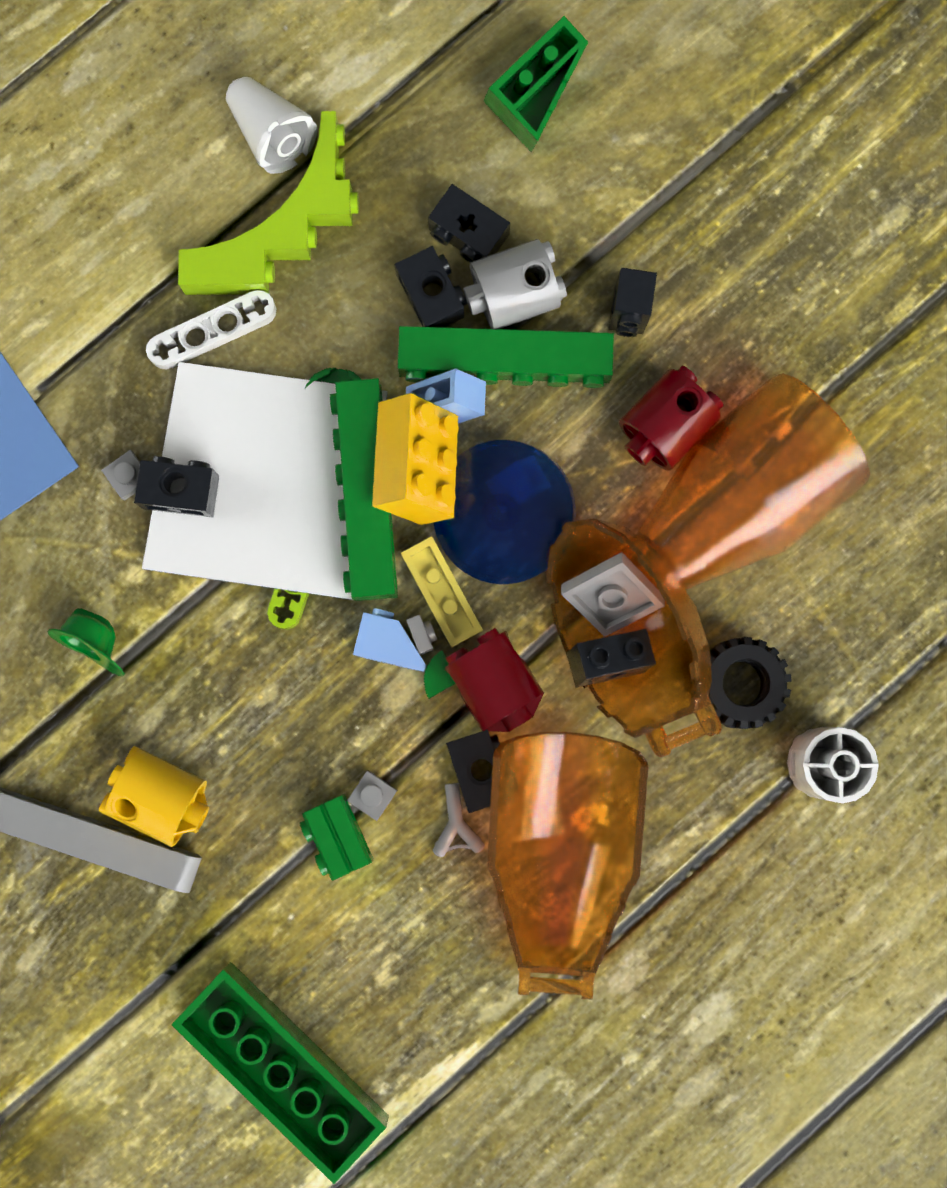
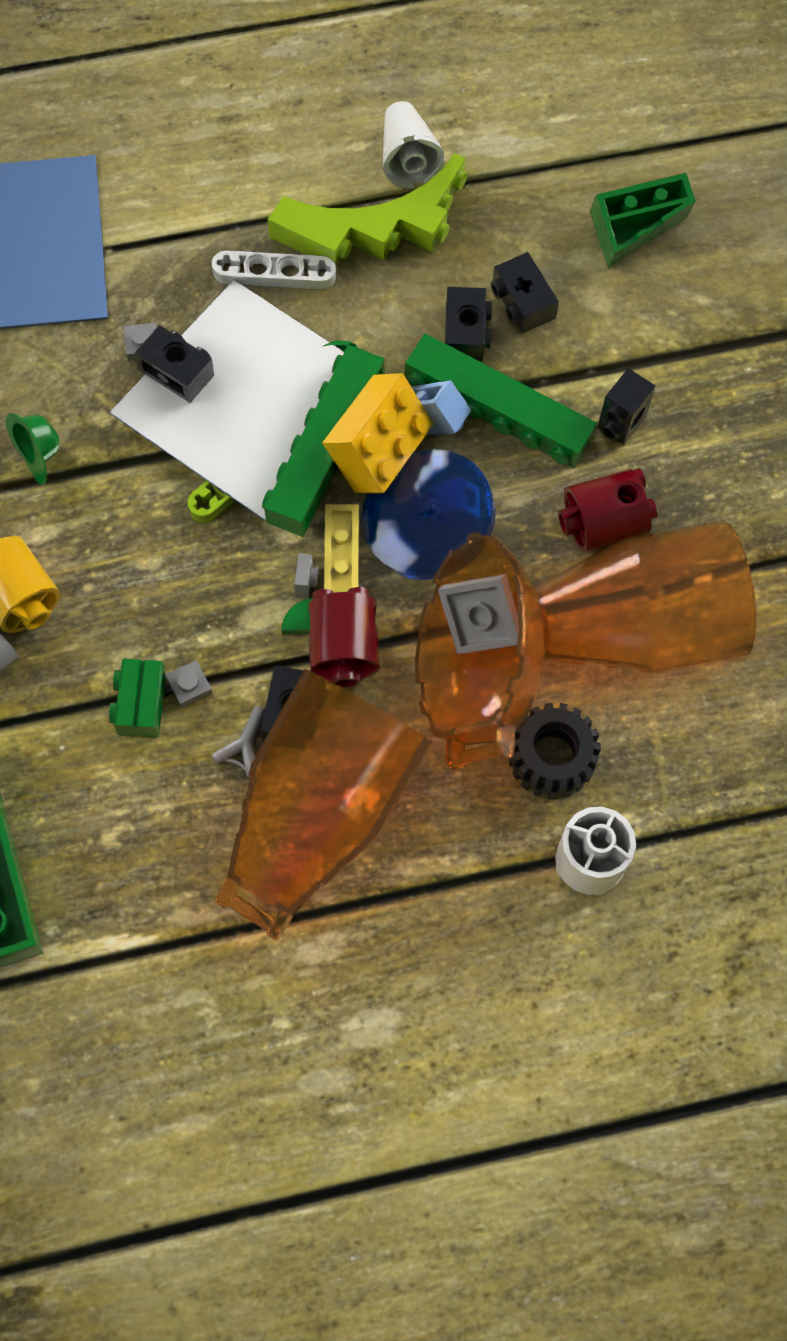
camera: 25 degrees right, 15 degrees down
(386, 641) = (271, 567): light blue slope -> none
(502, 288) = (537, 348): light grey cylinder -> none
(611, 658) = (451, 664): black brick -> none

